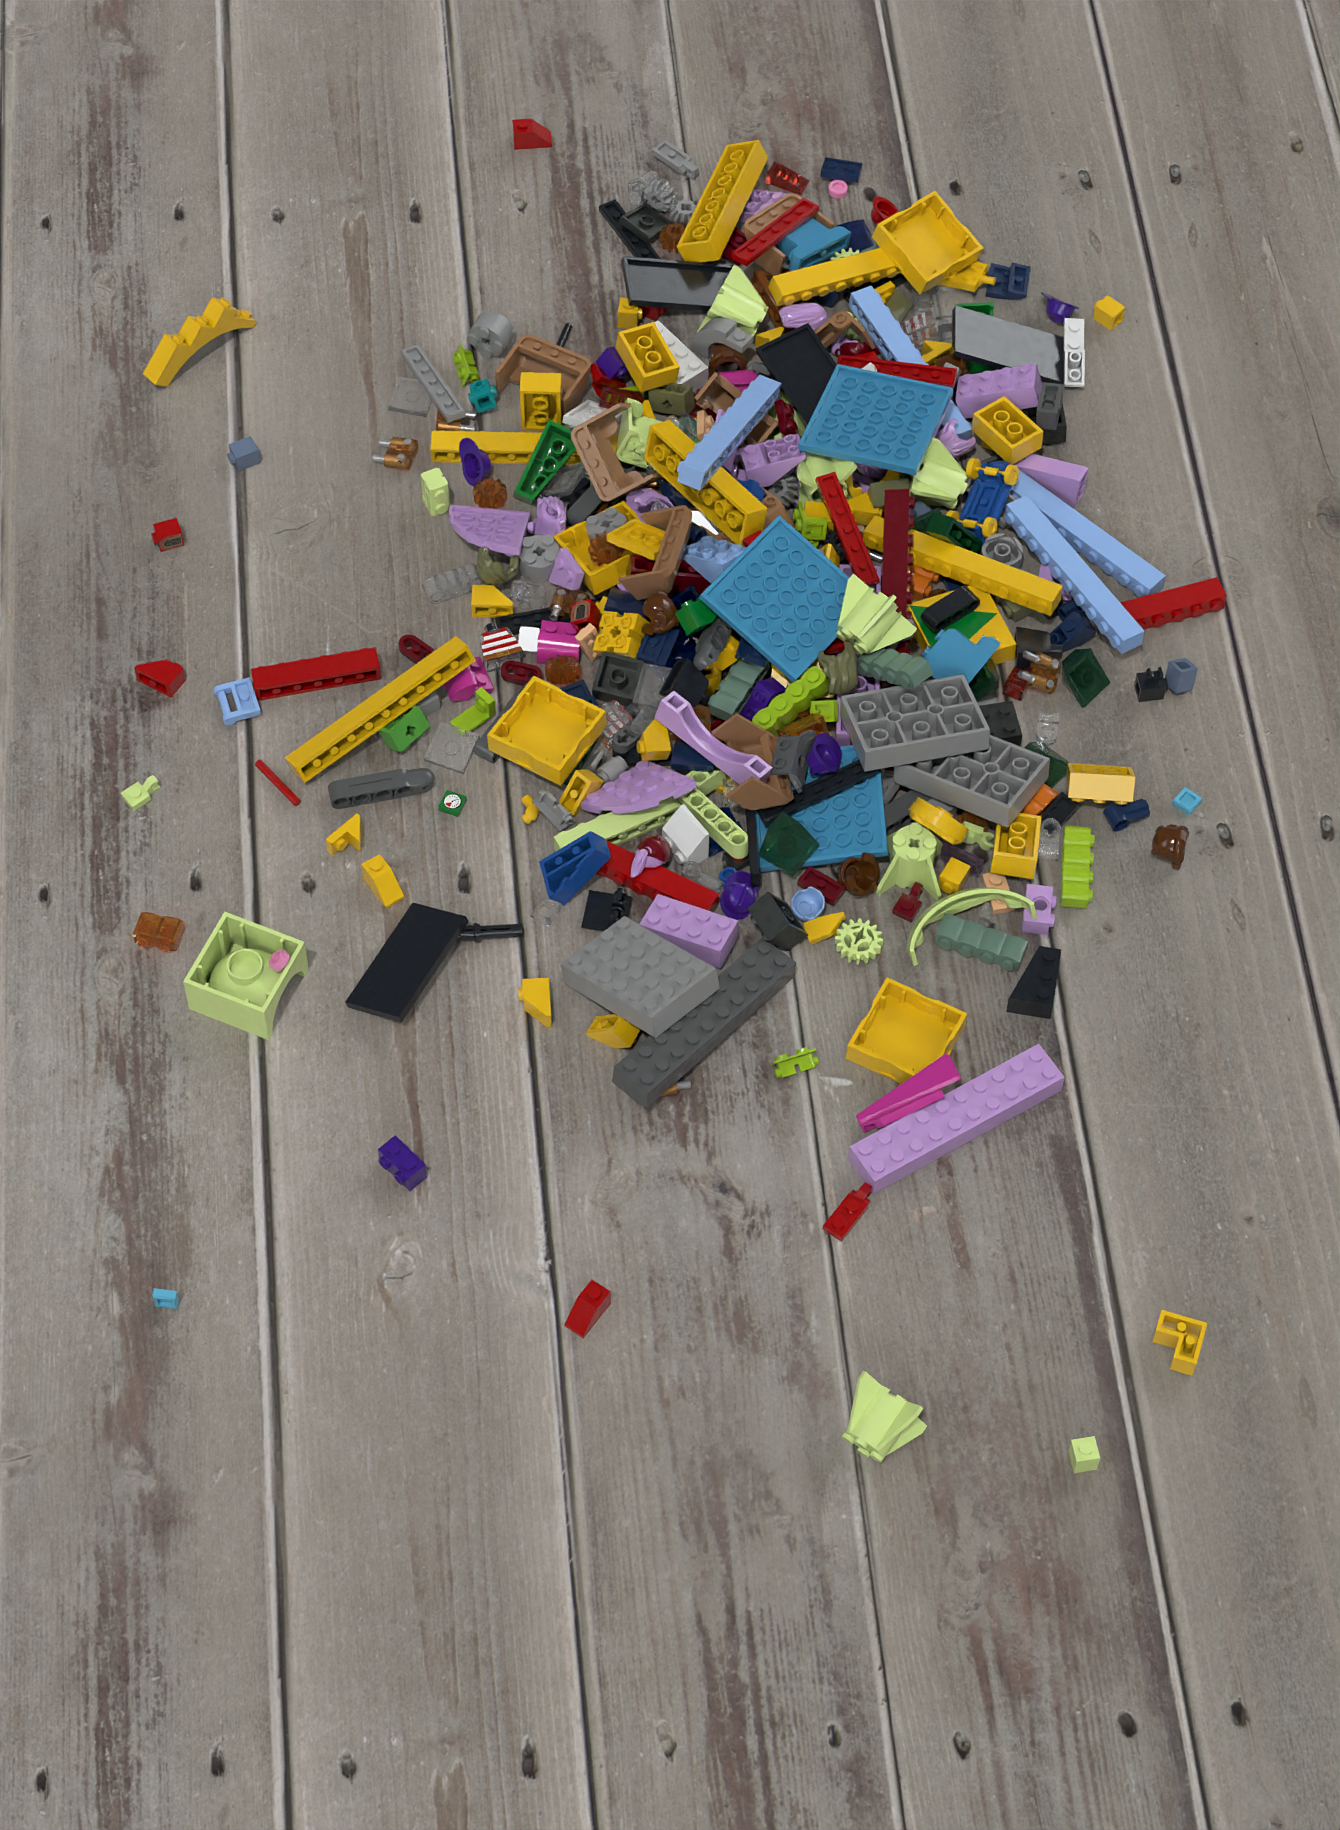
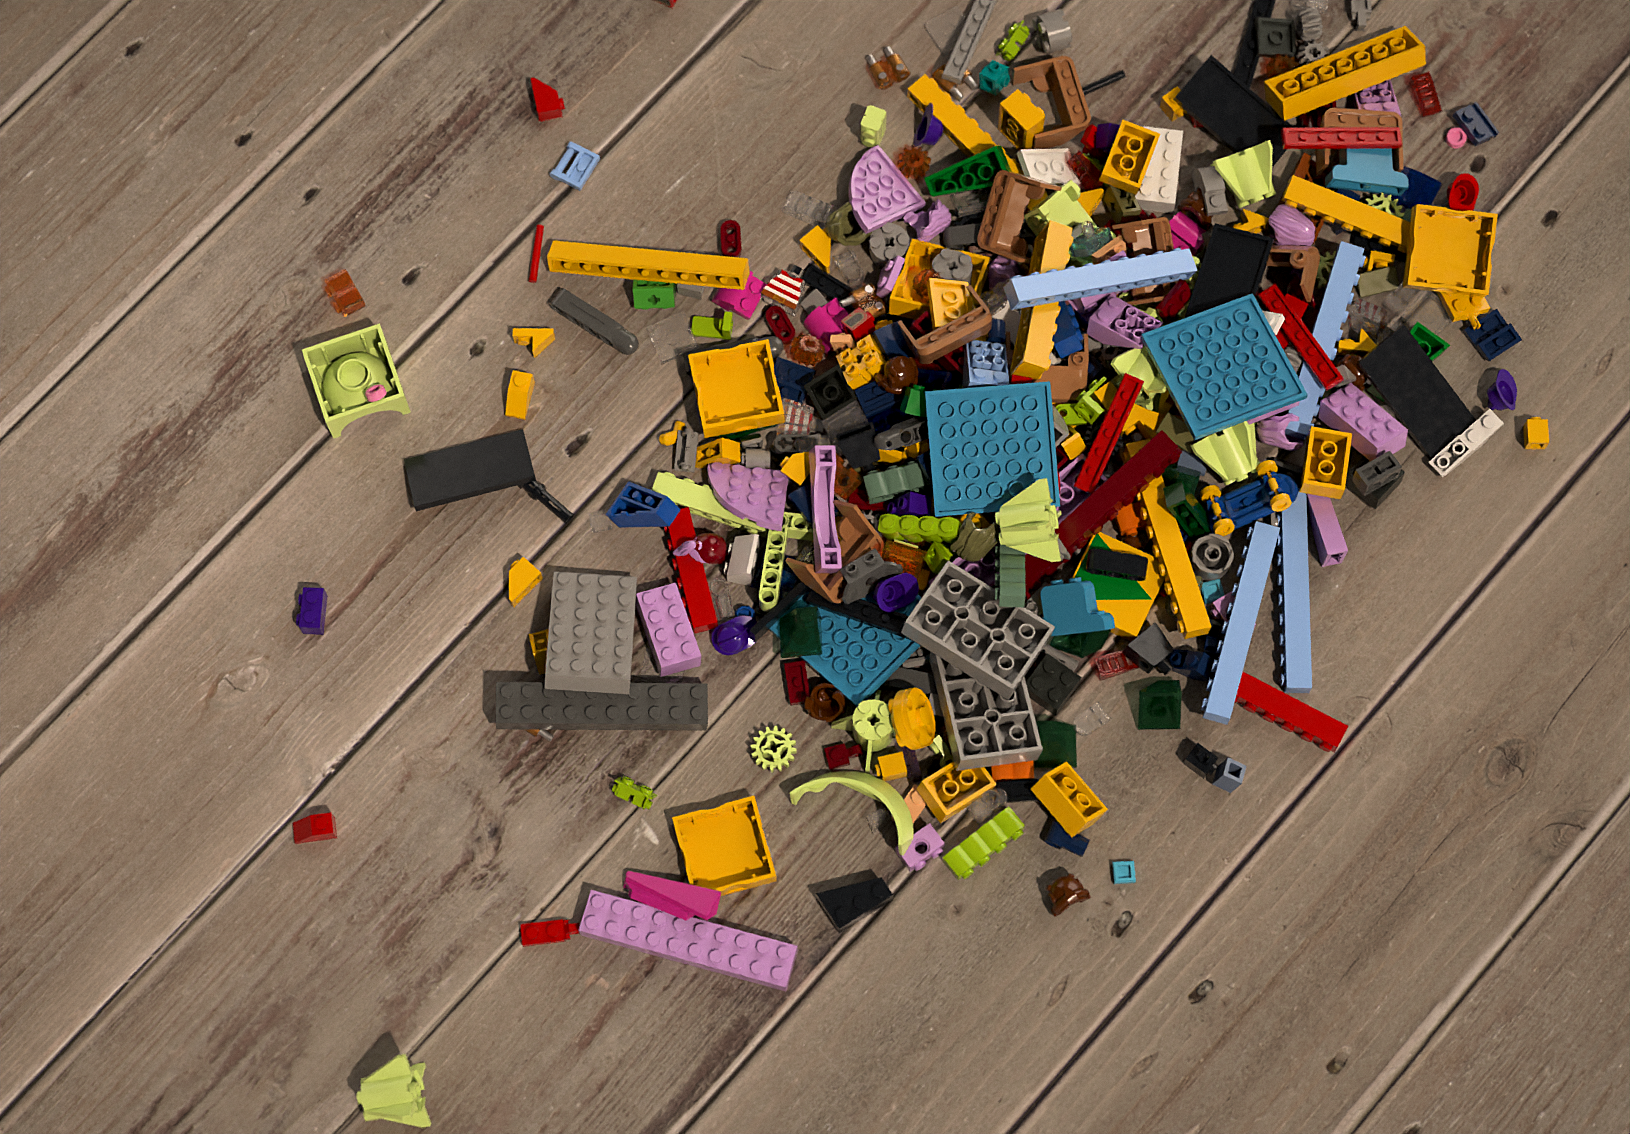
camera: 50 degrees right, 15 degrees up
(138, 794) = (439, 176): yellowish green plate -> none
(165, 1298) = (80, 558): medium azure tile -> none
(316, 673) = (646, 194): red brick -> none
(452, 803) = (629, 379): tile -> none
(605, 909) = (639, 559): black hinge -> none
(777, 922) = (730, 682): pearl dark grey brick -> none
(808, 904) = (769, 688): light blue hair -> none
(823, 927) = (764, 715): yellow slope -> none
(981, 942) = (853, 833): sand green brick -> none
(1043, 672) = (1133, 676): clear orange piece -> none

